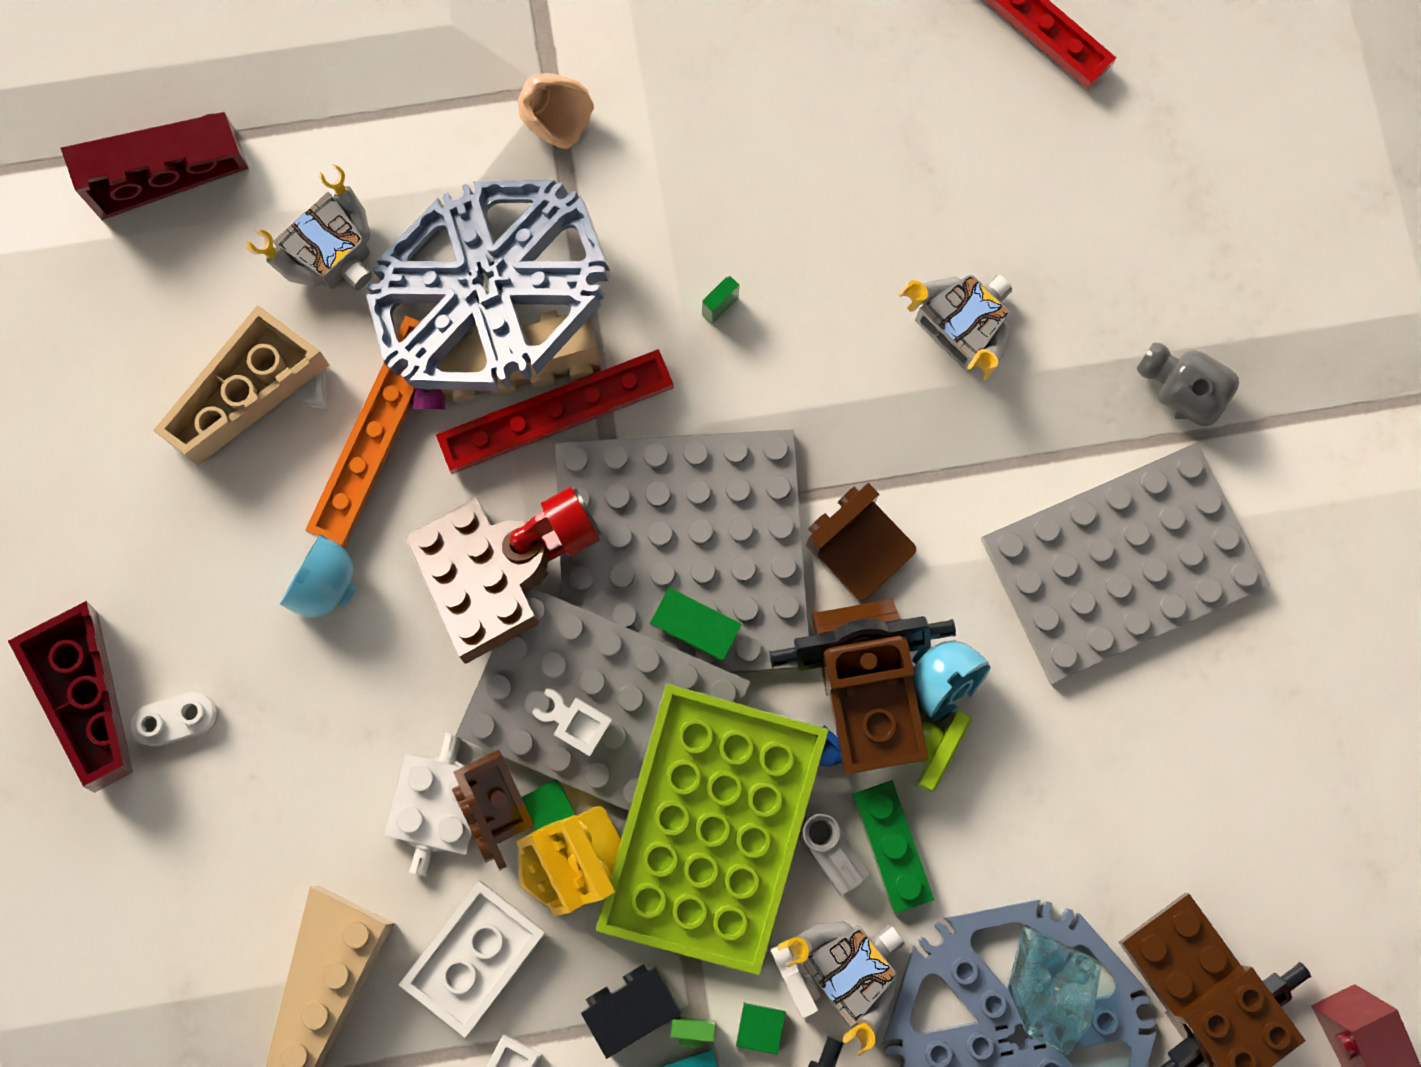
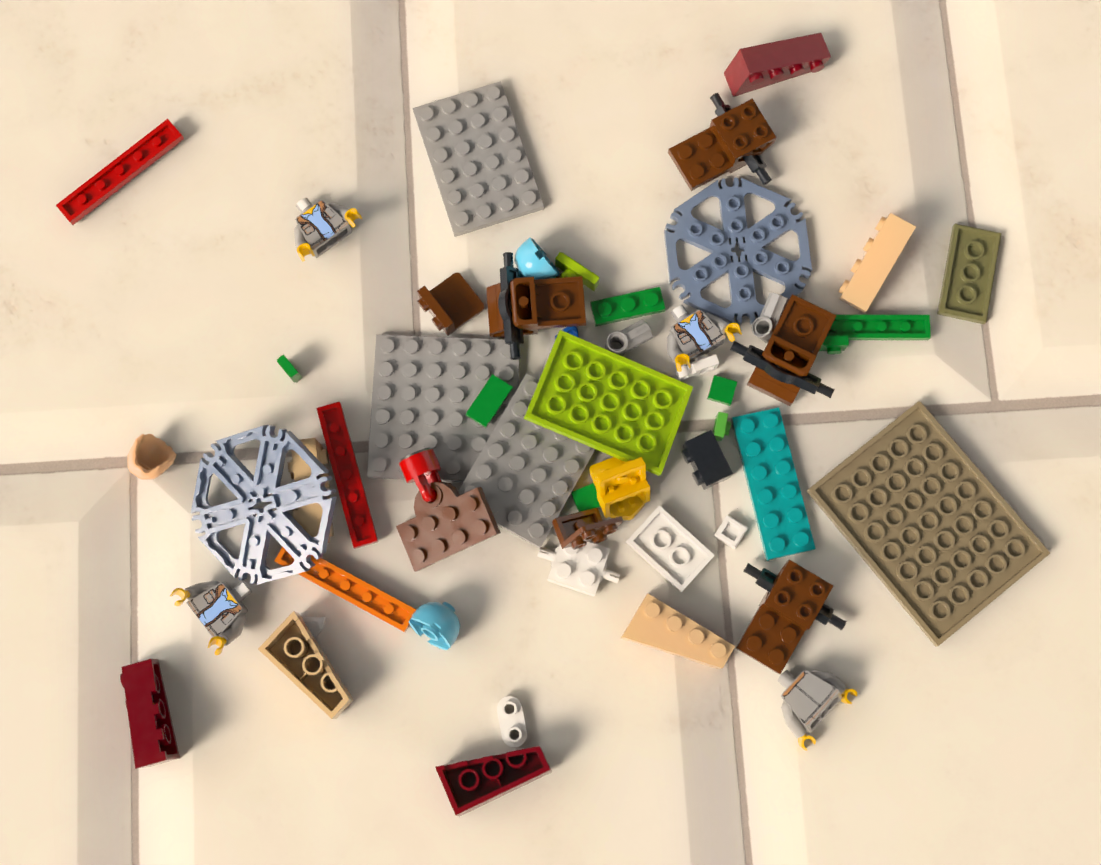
camera: 80 degrees left, 0 degrees up
(425, 400) = (331, 551): magenta hinge -> none
(578, 724) = (542, 472): white plate -> none
(1053, 989) = (714, 225): clear light blue slope -> none
(1193, 385) = (378, 105): dark grey piece -> none

